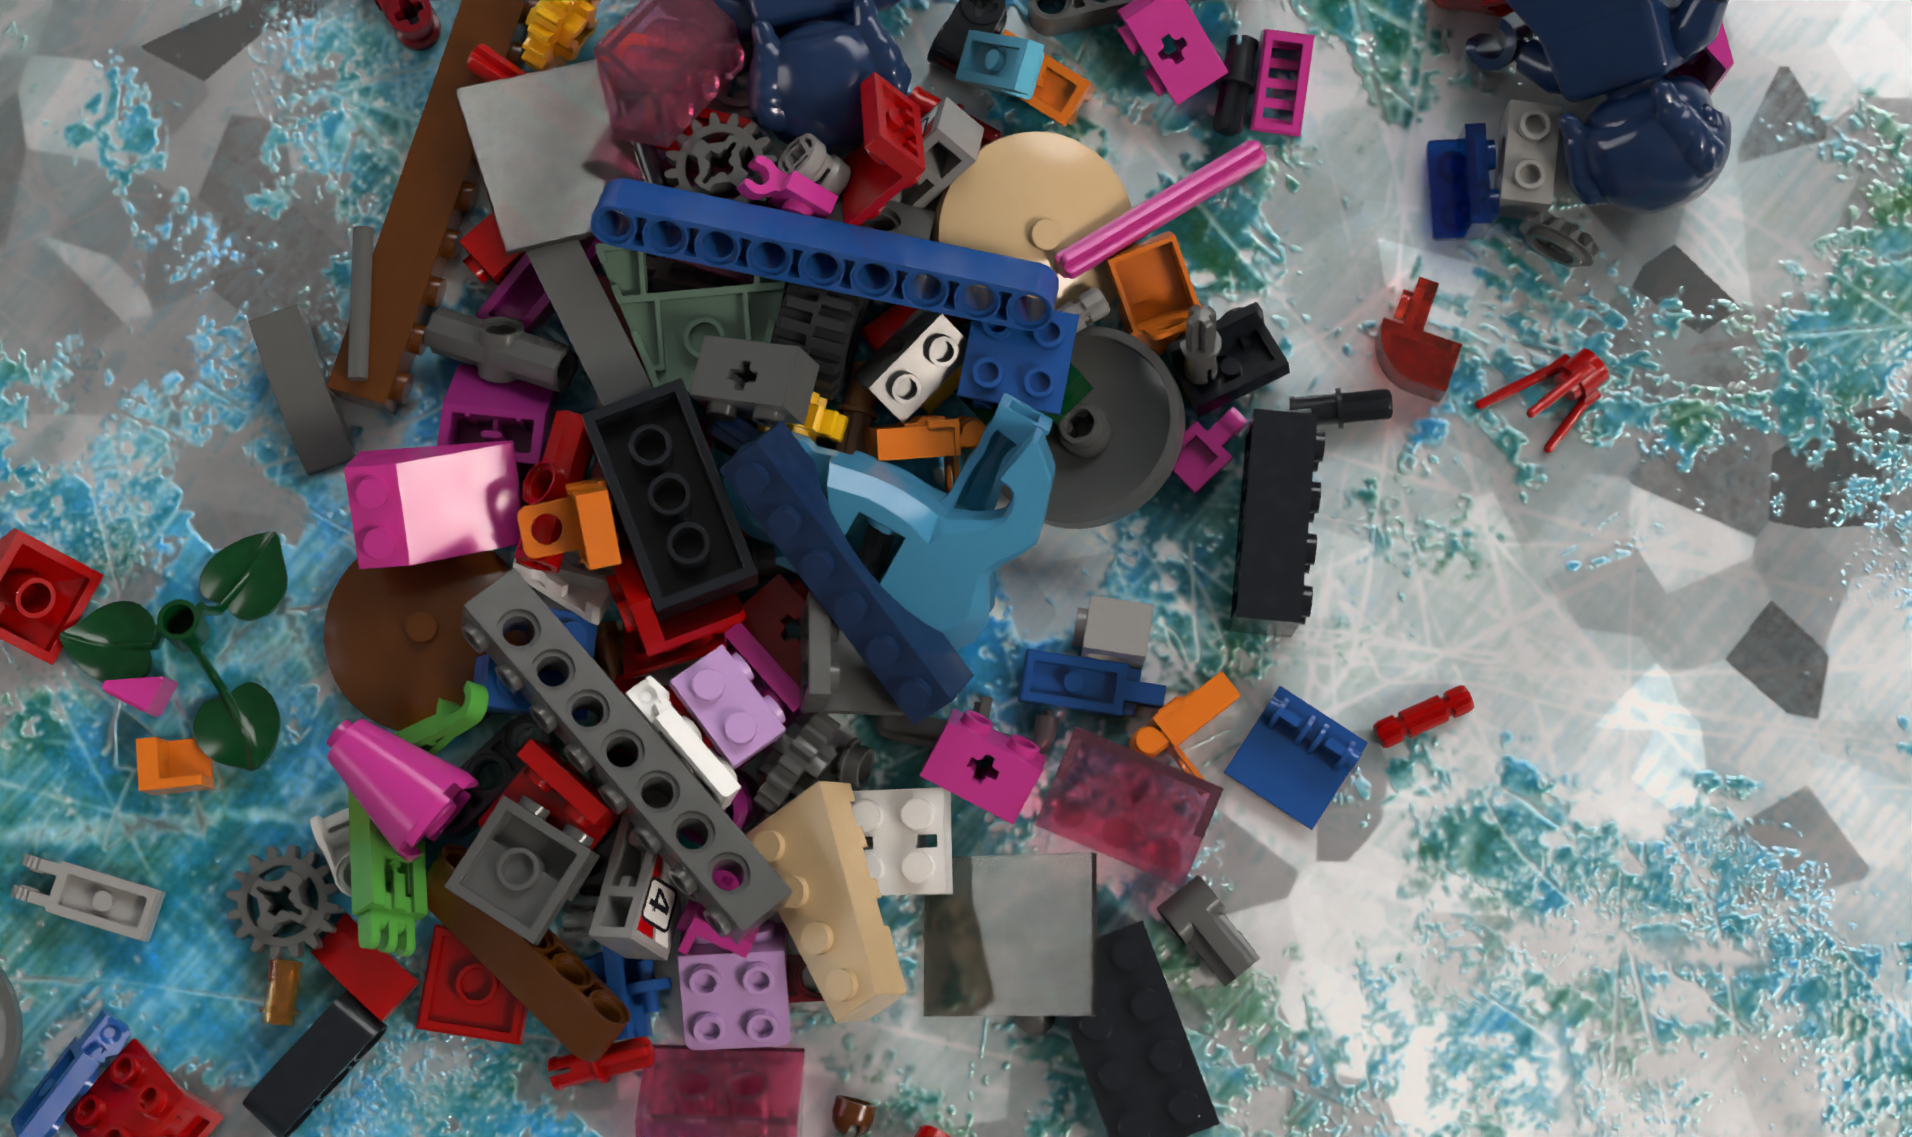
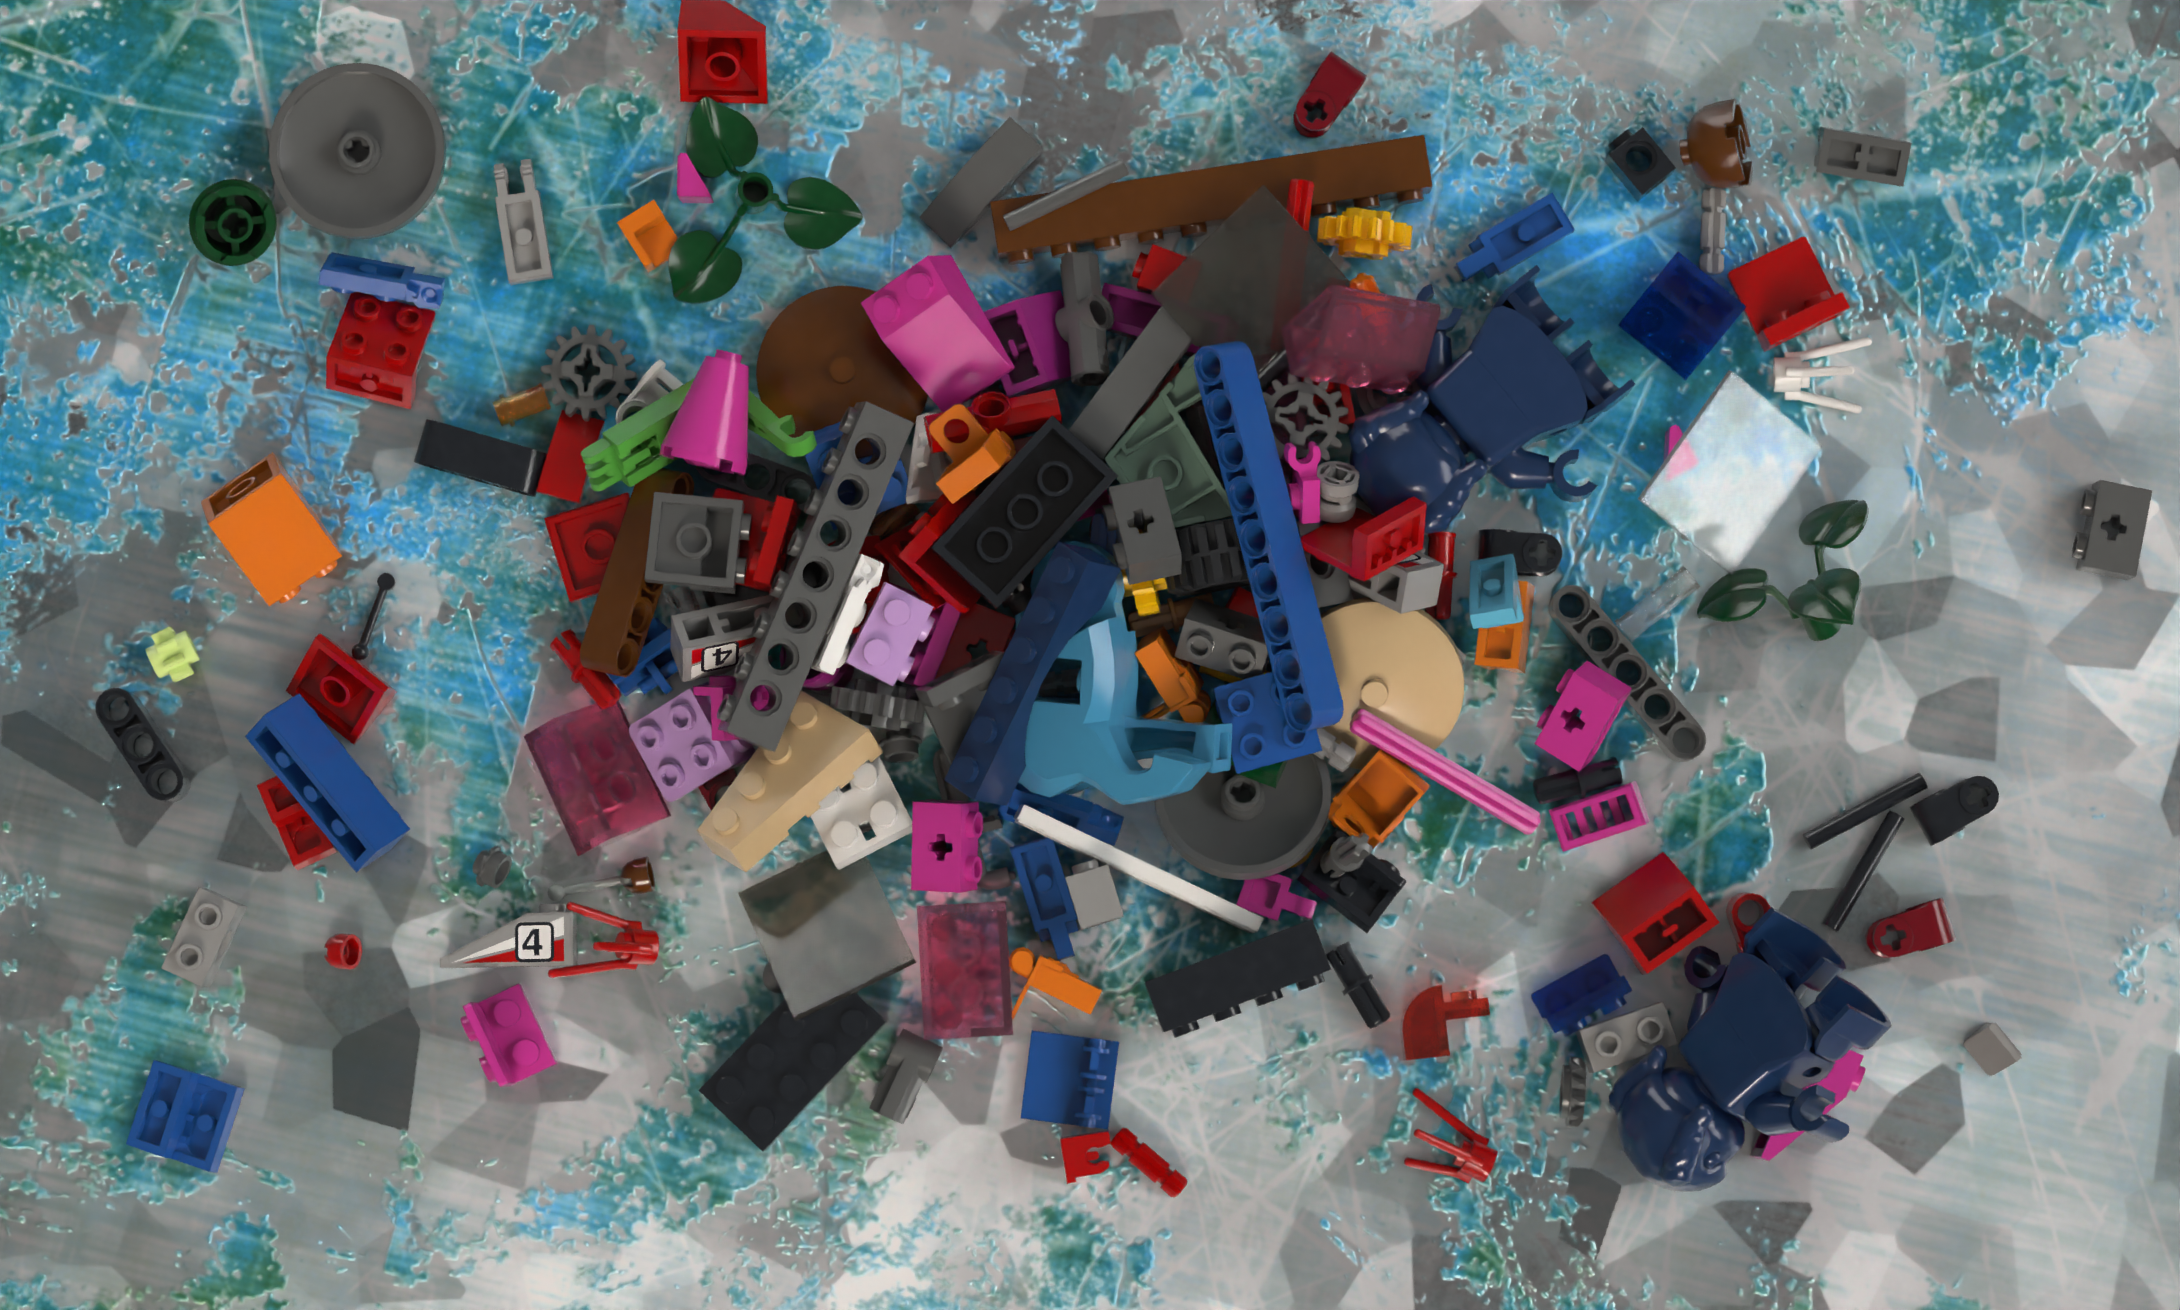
camera: 60 degrees right, 5 degrees up
(1012, 628) = (1068, 809): none -> blue hinge
(1107, 574) = (1138, 869): none -> white tile
(1386, 782) = (1077, 1158): none -> red hinge
(1412, 69) = (1655, 913): none -> red slope

